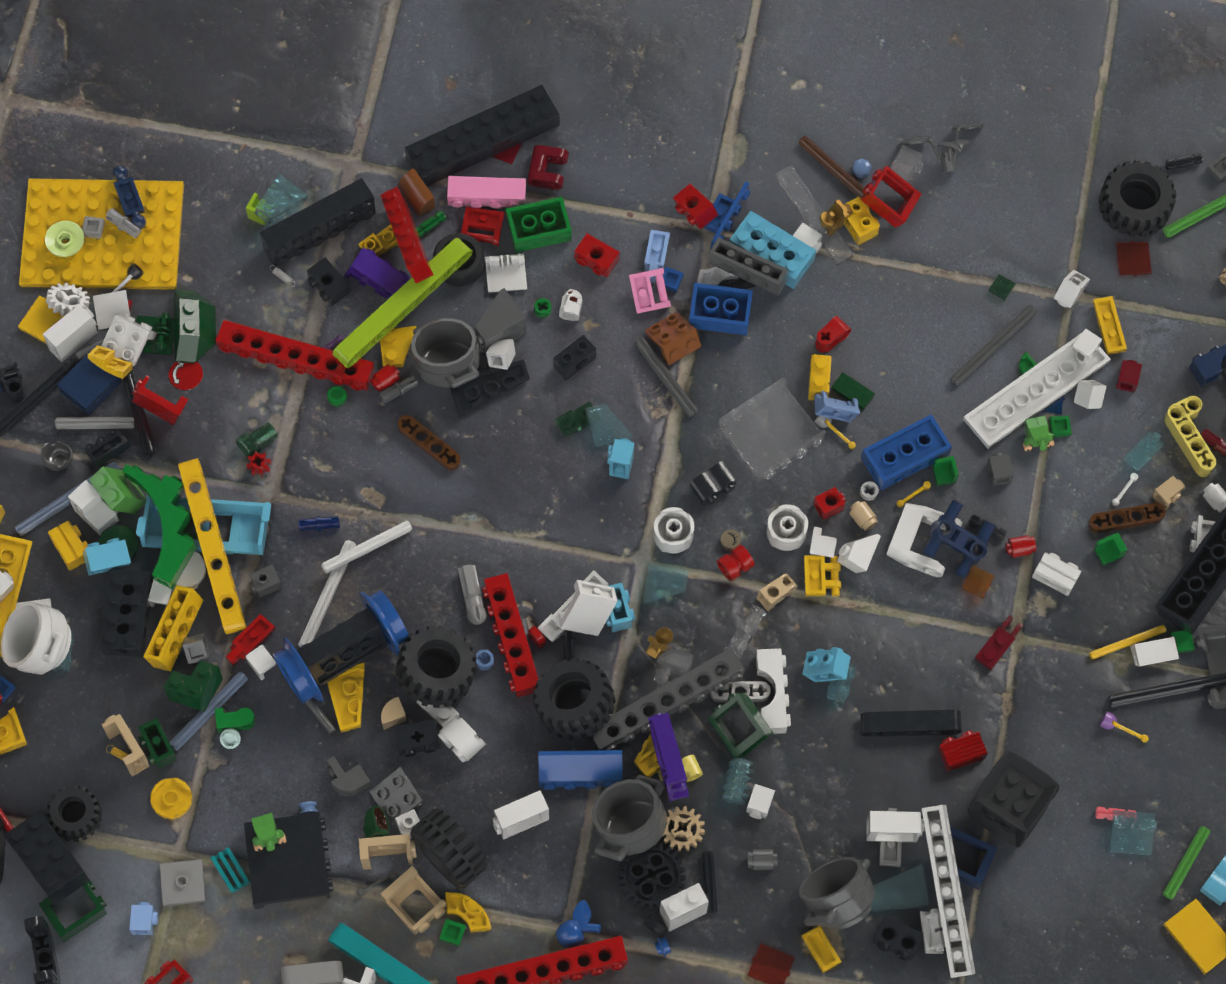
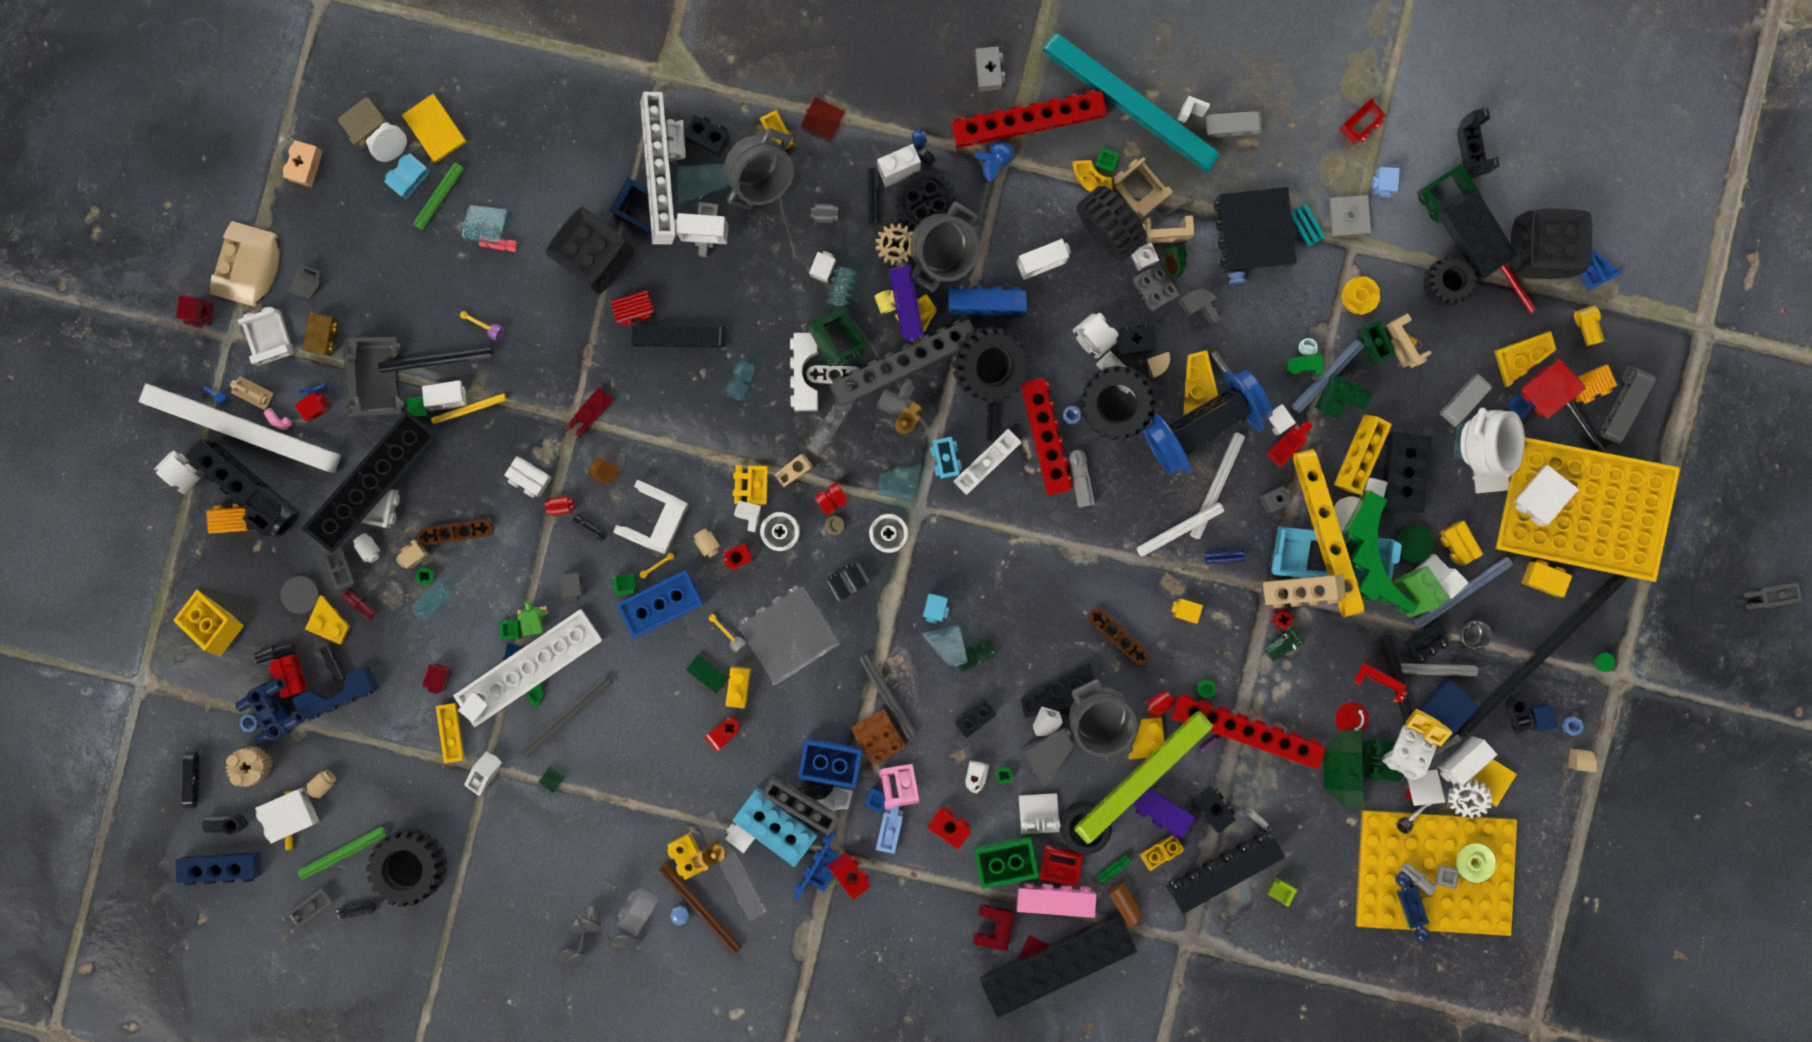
camera: 175 degrees left, 20 degrees up
(60, 691) = (1465, 399): none -> light grey beam
(106, 556) = (1428, 524): medium azure brick -> none
(196, 648) = (1341, 433): dark grey brick -> none
(238, 485) = (1332, 585): none -> tan brick
(266, 833) = (1277, 247): bright green piece -> none
(279, 199) = (1262, 899): clear light blue wing -> none
(358, 468) = (1186, 610): none -> yellow brick
(398, 389) = (1147, 692): dark grey axle -> none
(406, 235) = (1138, 849): red brick -> none
(537, 637) = (1022, 434): red tile -> none
(588, 608) = (972, 452): white panel -> none
(826, 665) = (752, 390): medium azure brick -> none
(836, 408) = (724, 654): medium blue hinge -> none
(858, 553) = (713, 505): white slope -> none
(870, 485) = (697, 575): white bush -> none
(899, 185) = (639, 867): red window -> none
(959, 539) = (617, 511): dark blue piece -> none
(1090, 394) = (477, 660): white panel -> none
(1110, 548) = (474, 500): green panel -> none
(1133, 258) = (418, 806): clear red piece -> none
(1133, 477) = (445, 574): white hinge -> none
(1153, 480) = (425, 570): none -> green bush
(1194, 438) = (381, 611): light yellow beam -> none

